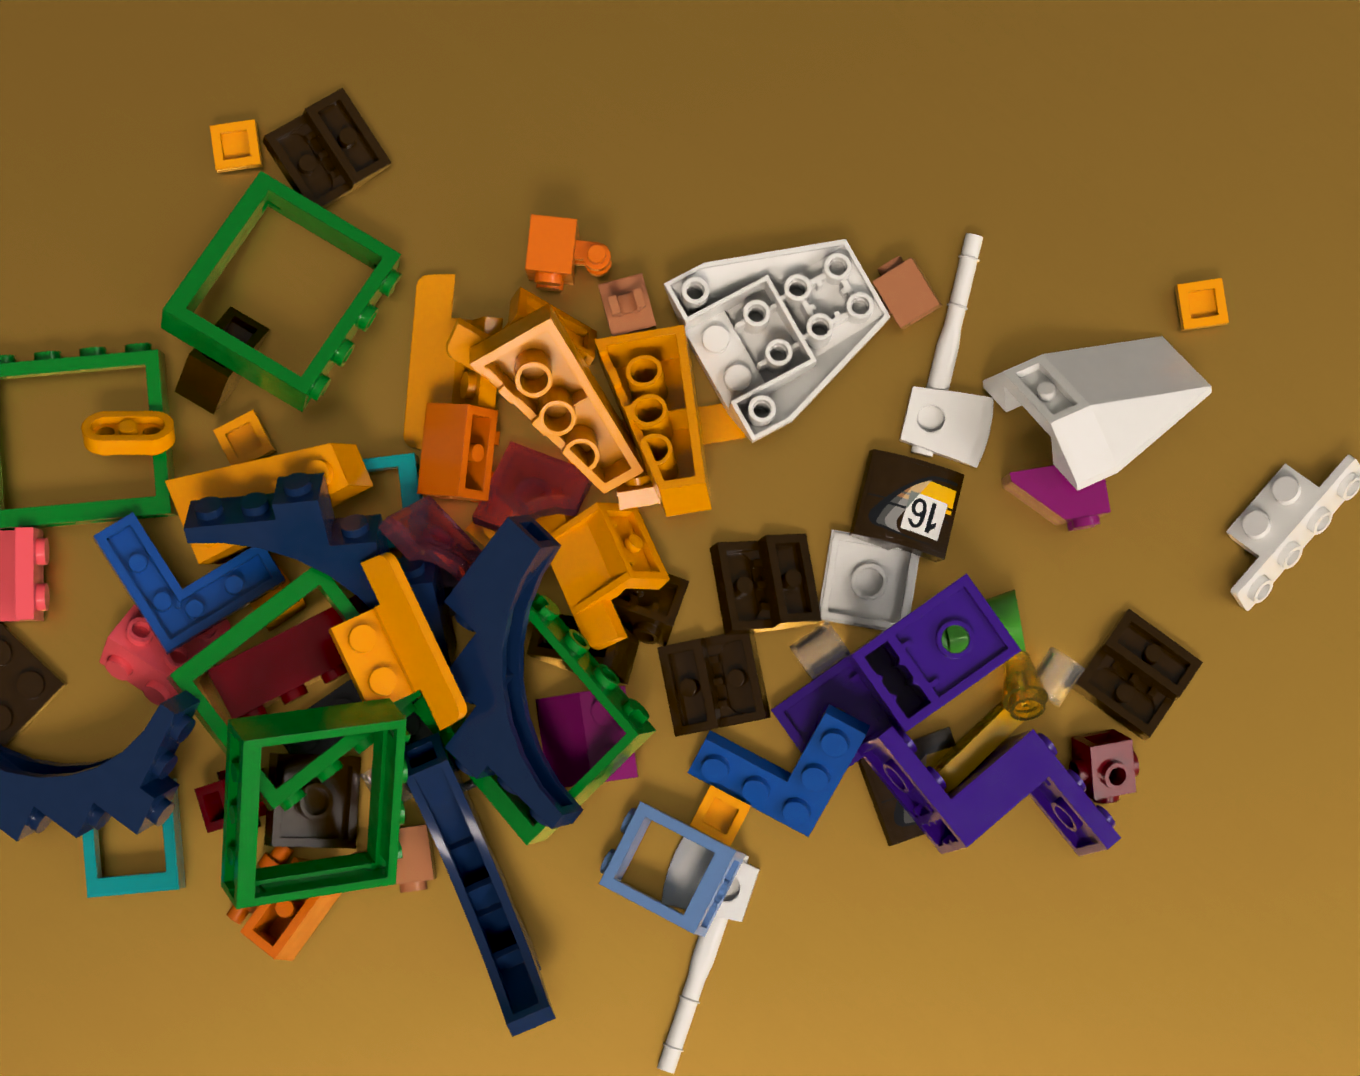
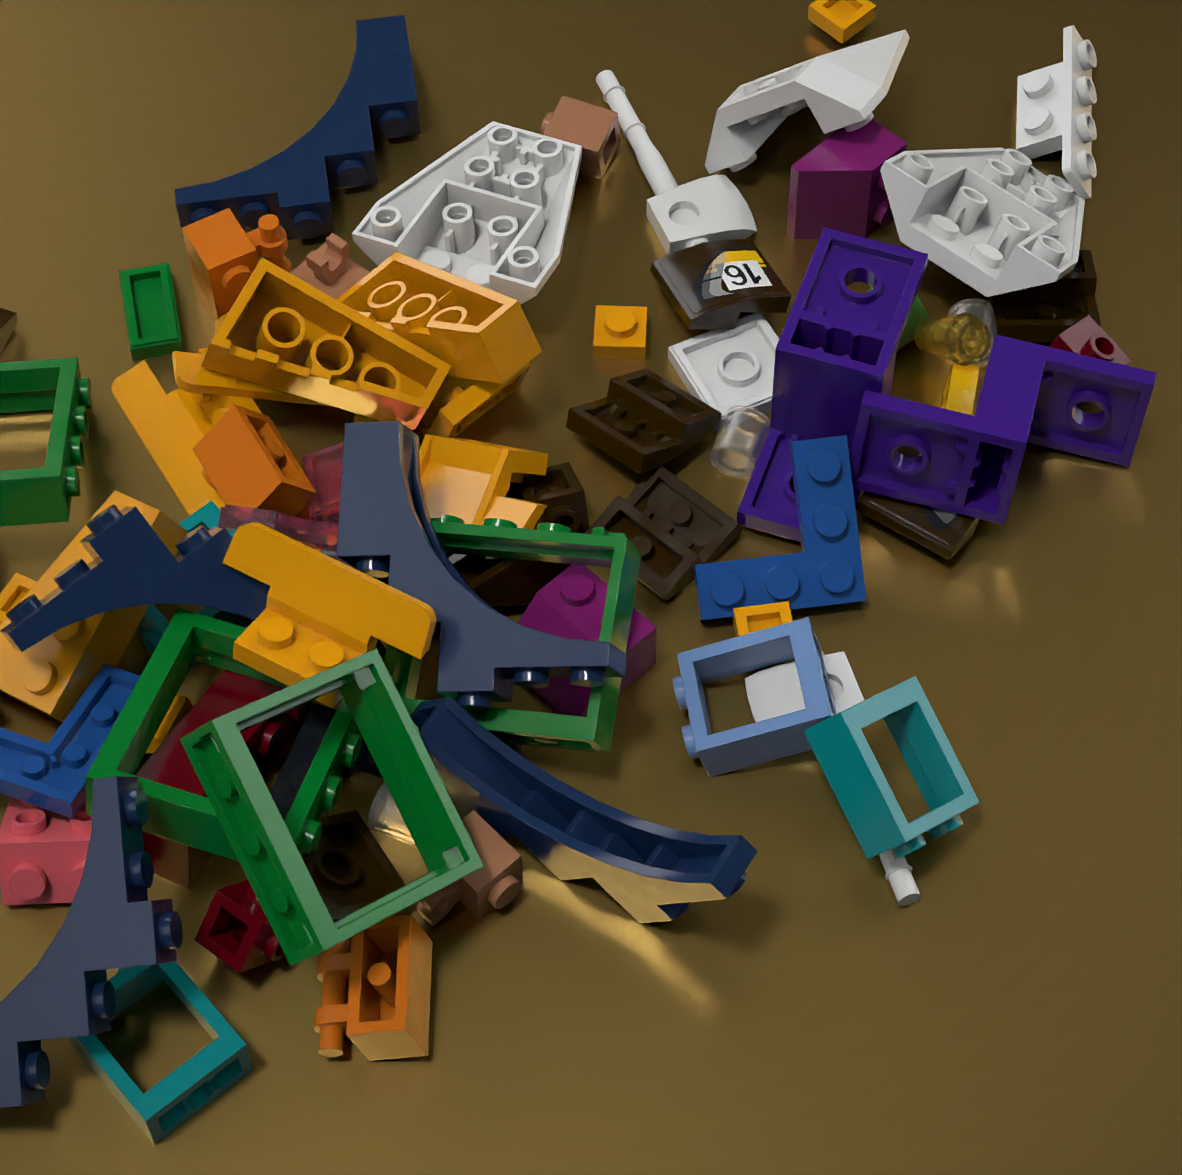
camera: 35 degrees left, 30 degrees down
(490, 225) = (150, 311): none -> green tile
(665, 188) = (334, 154): none -> dark blue arch
(700, 955) = (862, 785): none -> teal window
(810, 488) = (620, 332): none -> light orange plate
(1139, 602) = (985, 216): none -> white wedge

